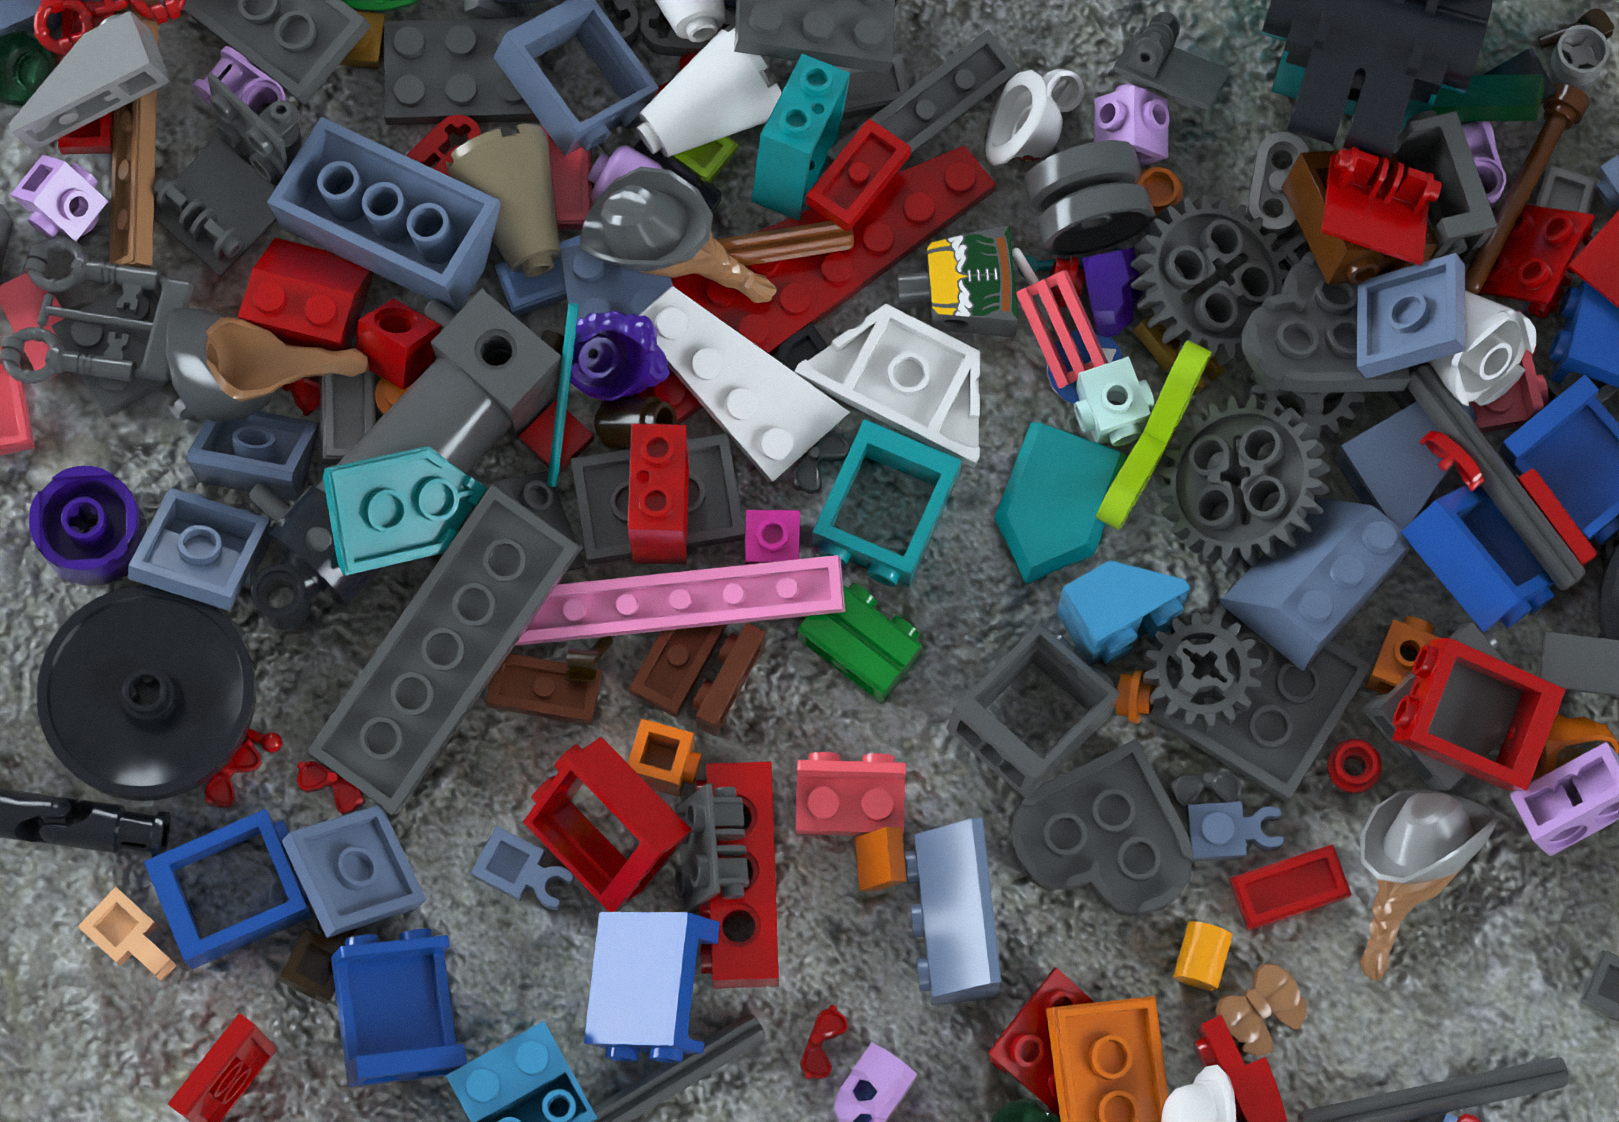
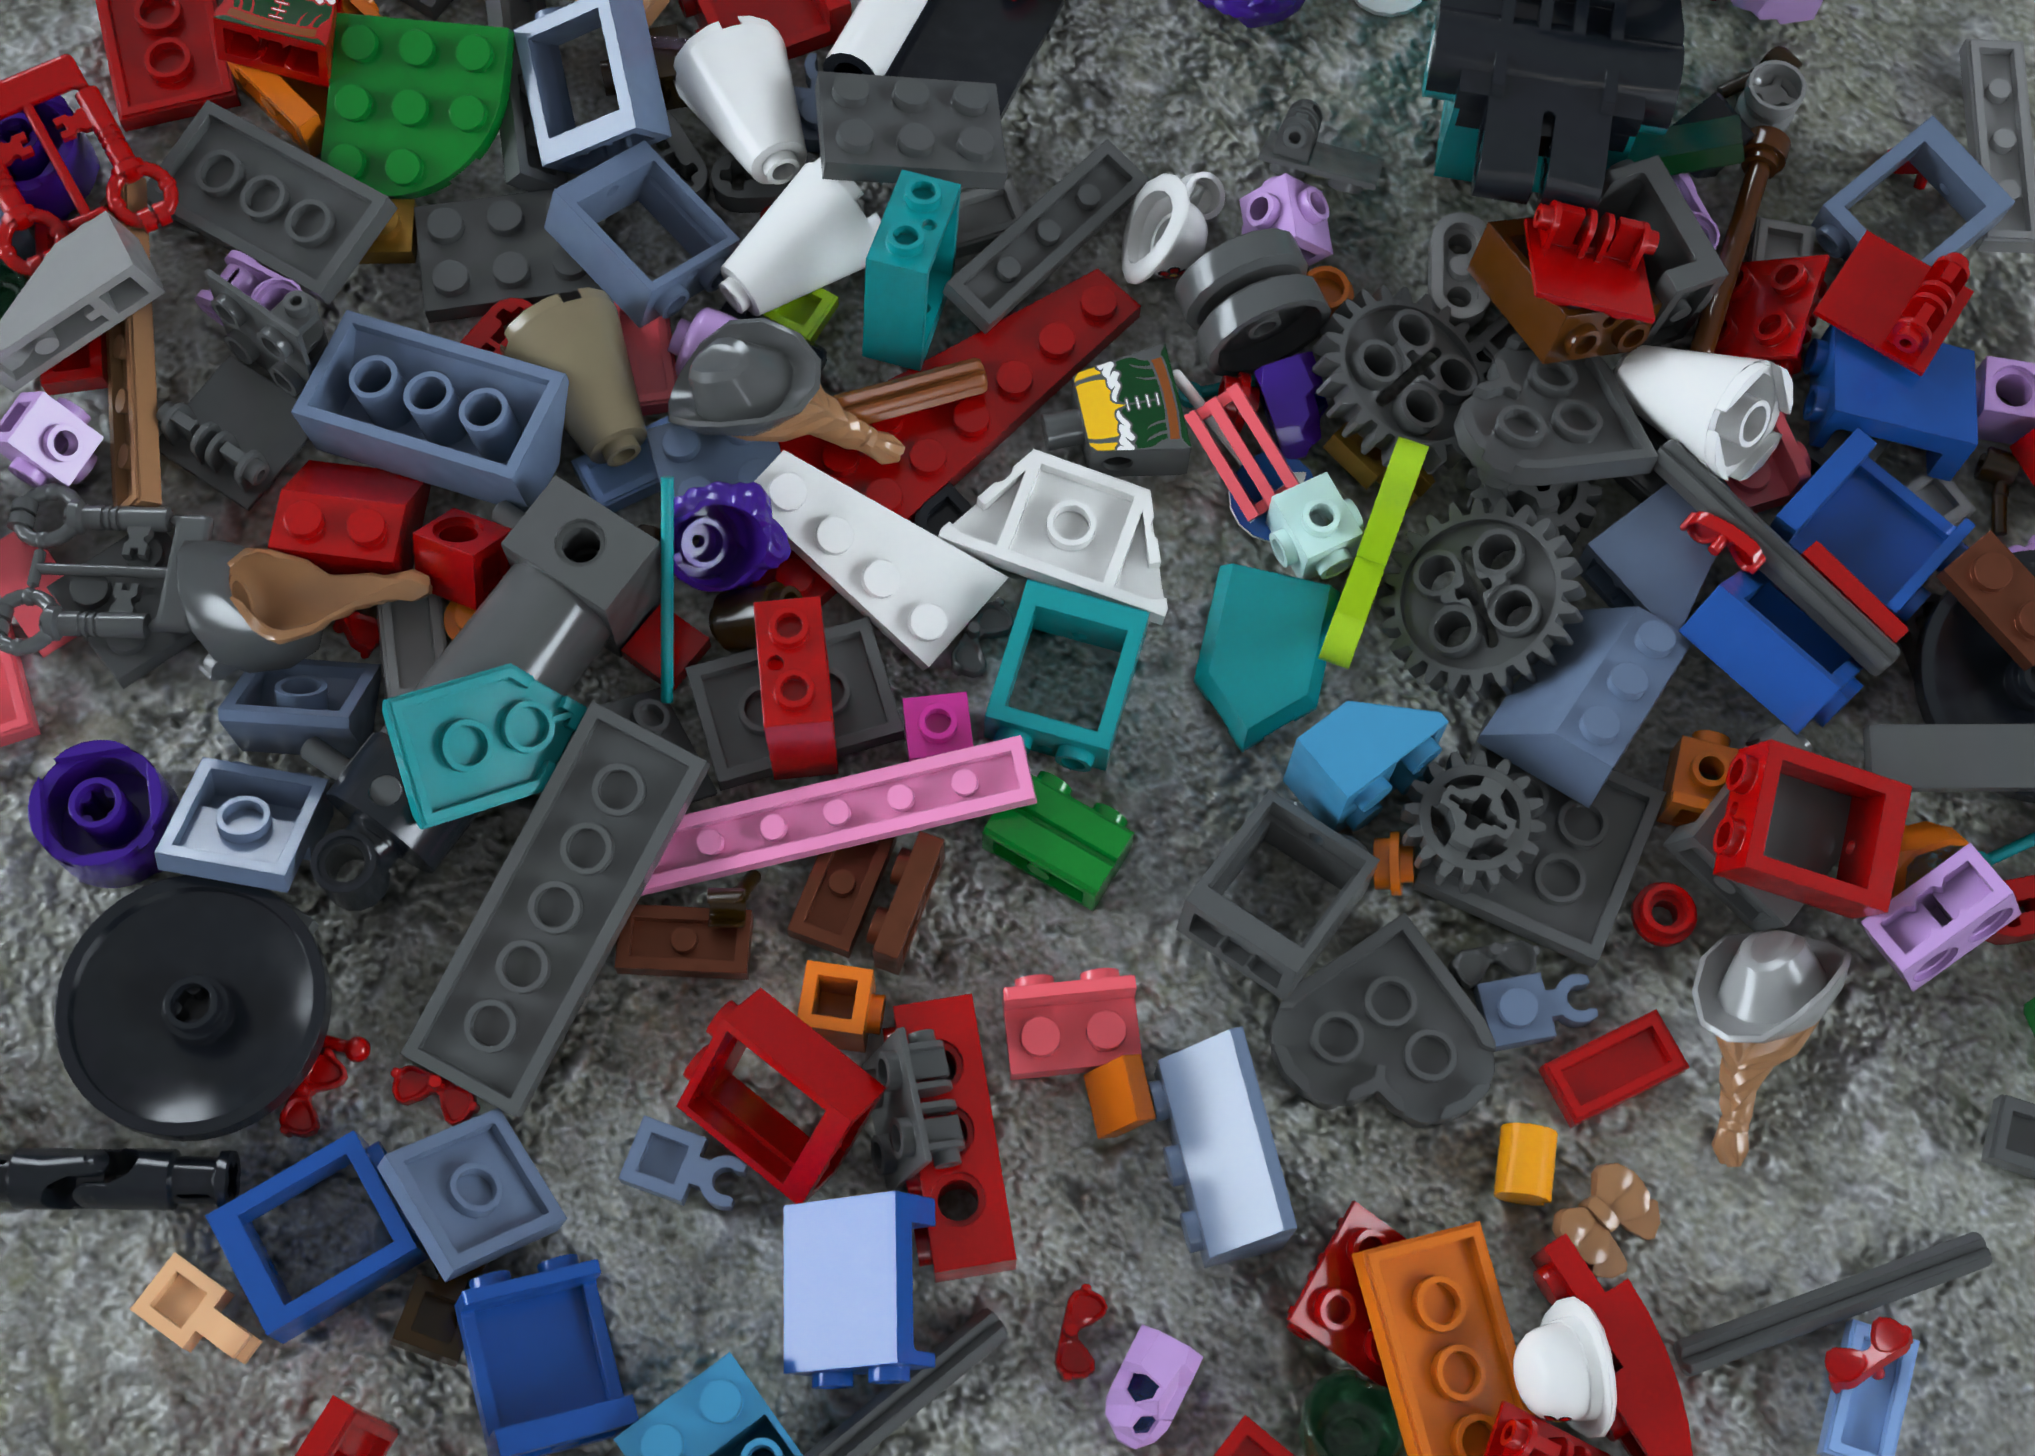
camera: 10 degrees left, 5 degrees down
(858, 175) = (983, 305): red plate -> none
(1411, 316) = (1651, 382): sand blue plate -> none

